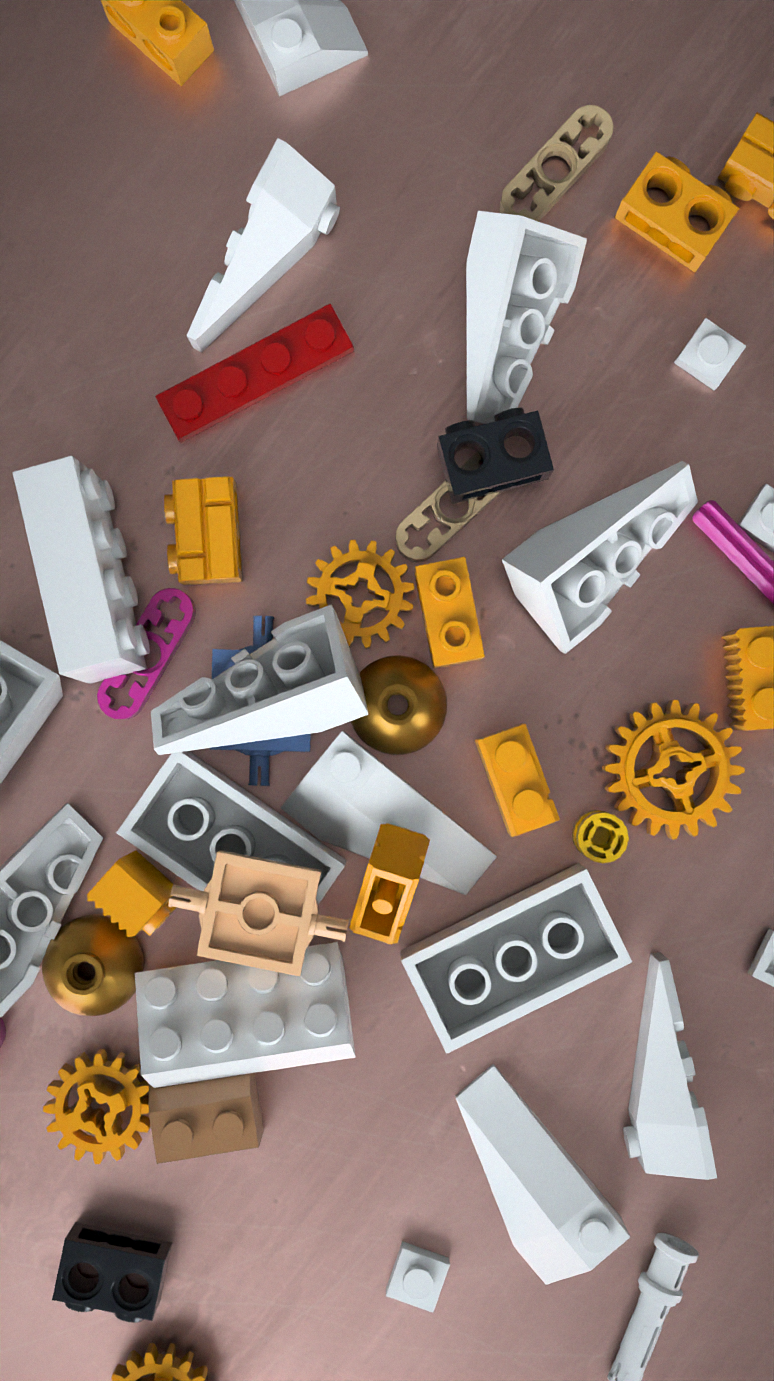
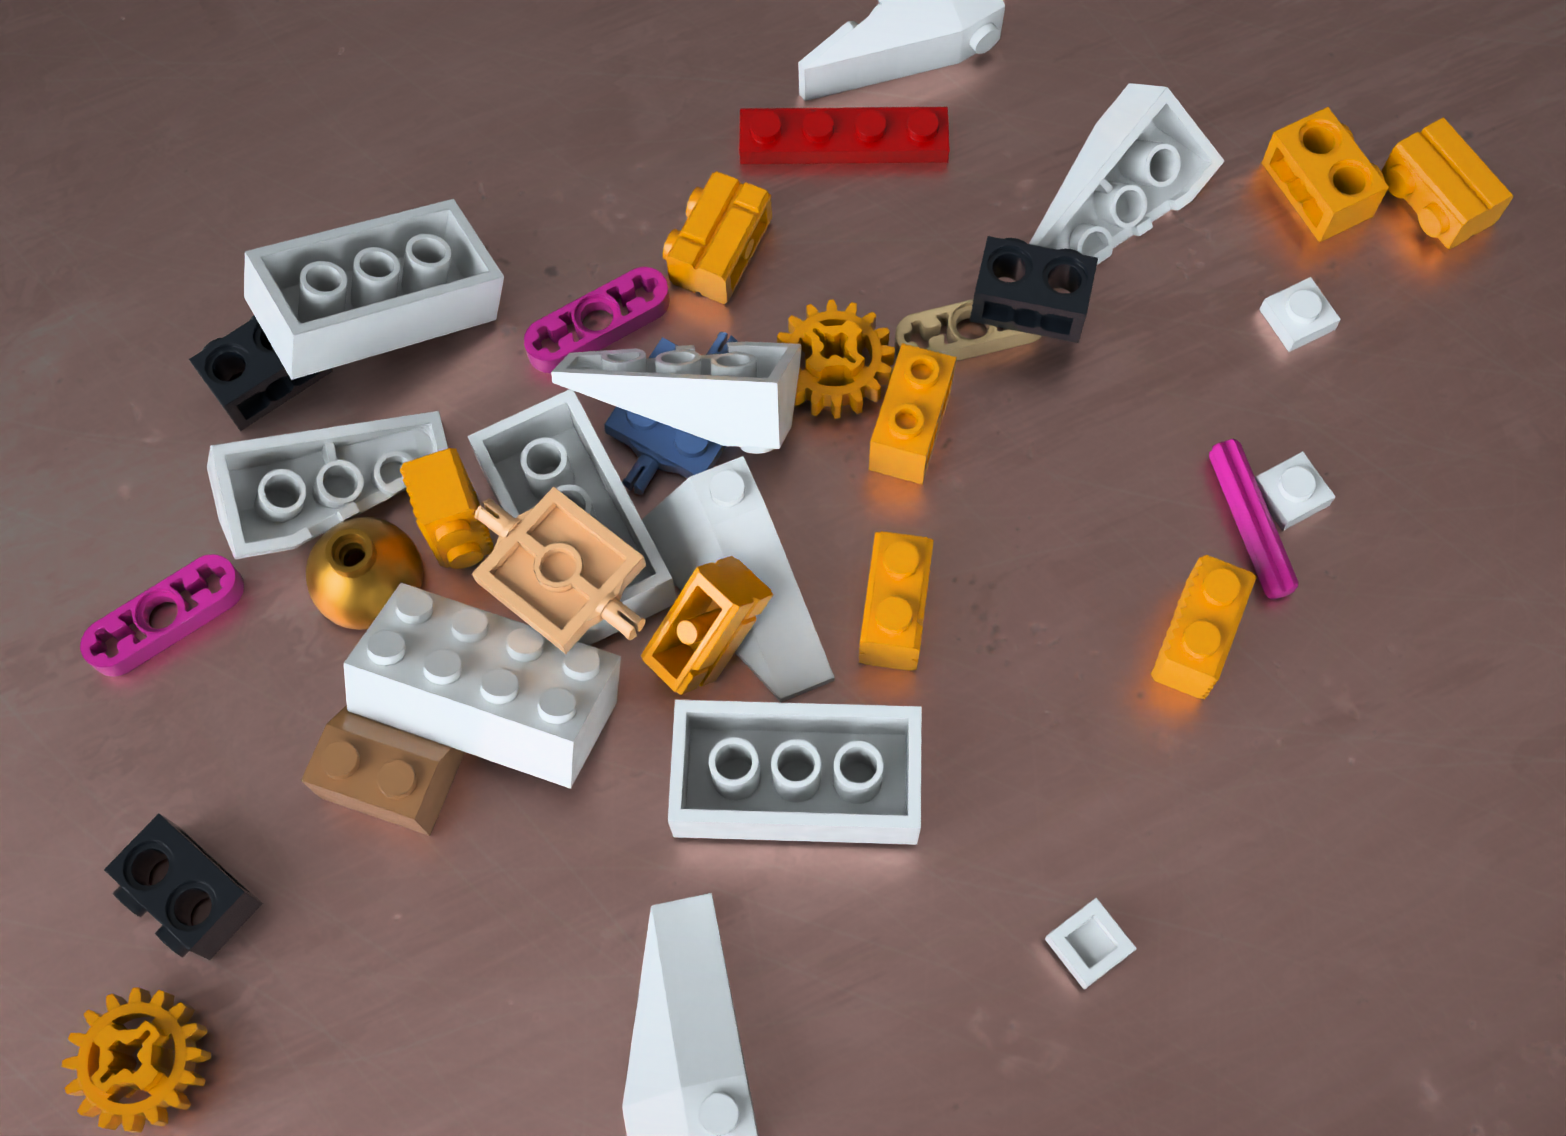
camera: 30 degrees right, 20 degrees down
(81, 570) = (580, 203): white brick -> none
(105, 1126) = (267, 689): light orange gear -> none
(417, 1277) = (496, 1083): white plate -> none
(425, 708) = (816, 498): pearl gold piece -> none
(568, 132) = (1240, 78): tan beam -> none
(583, 560) = (1079, 435): white wedge -> none
(594, 829) = (952, 716): yellow wheel -> none
(666, 1122) = (876, 1023): white wedge -> none
(714, 756) = (1089, 673): light orange gear -> none

